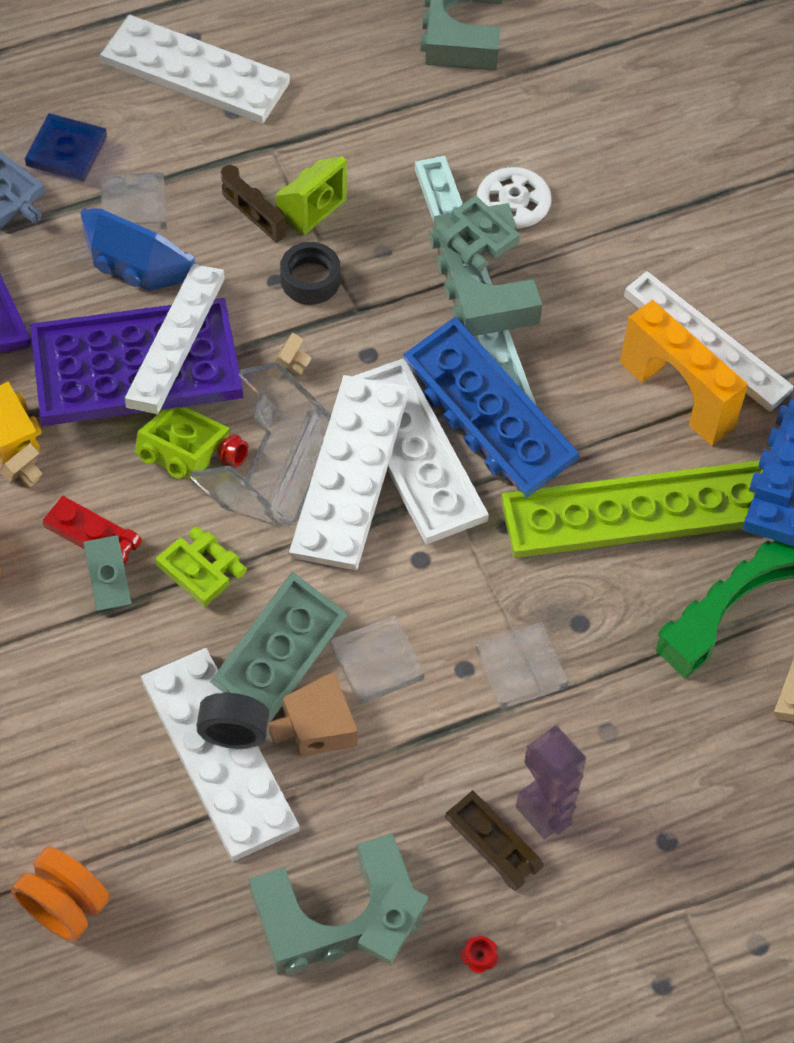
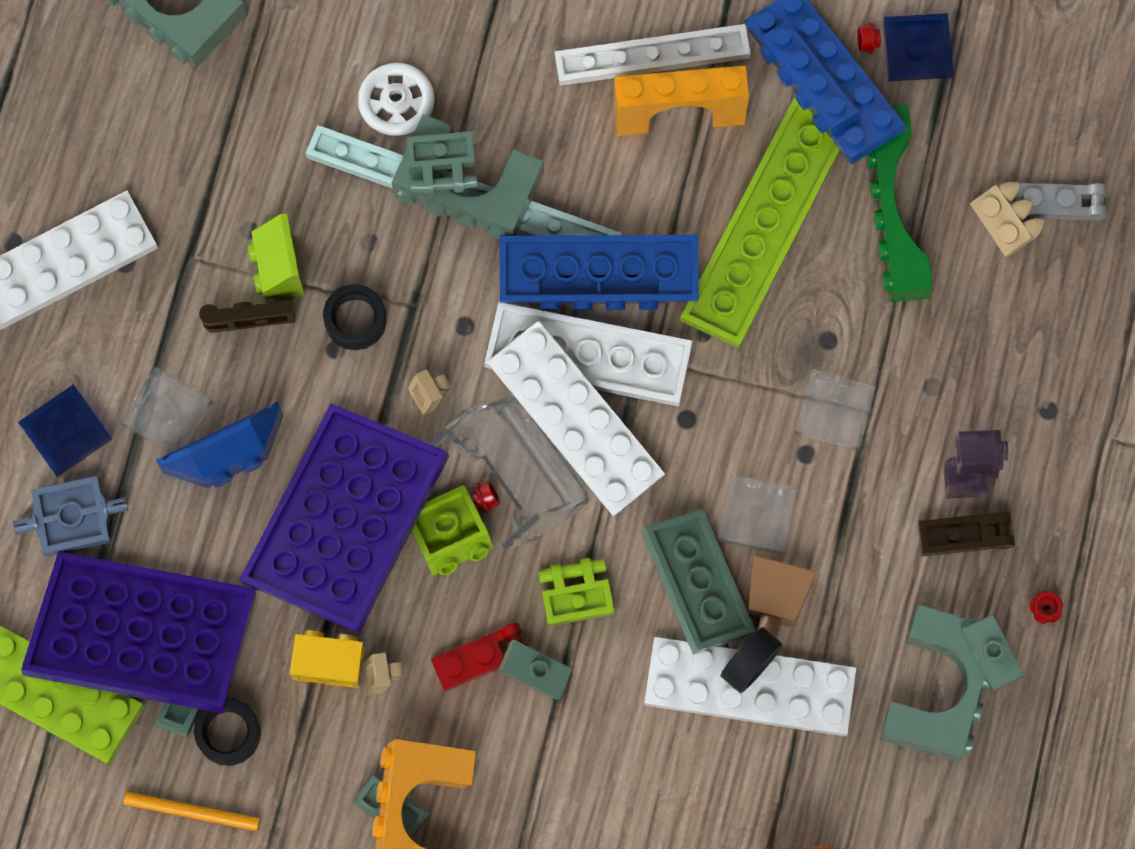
camera: 50 degrees left, 15 degrees up
(174, 339) = (351, 471): white plate -> none

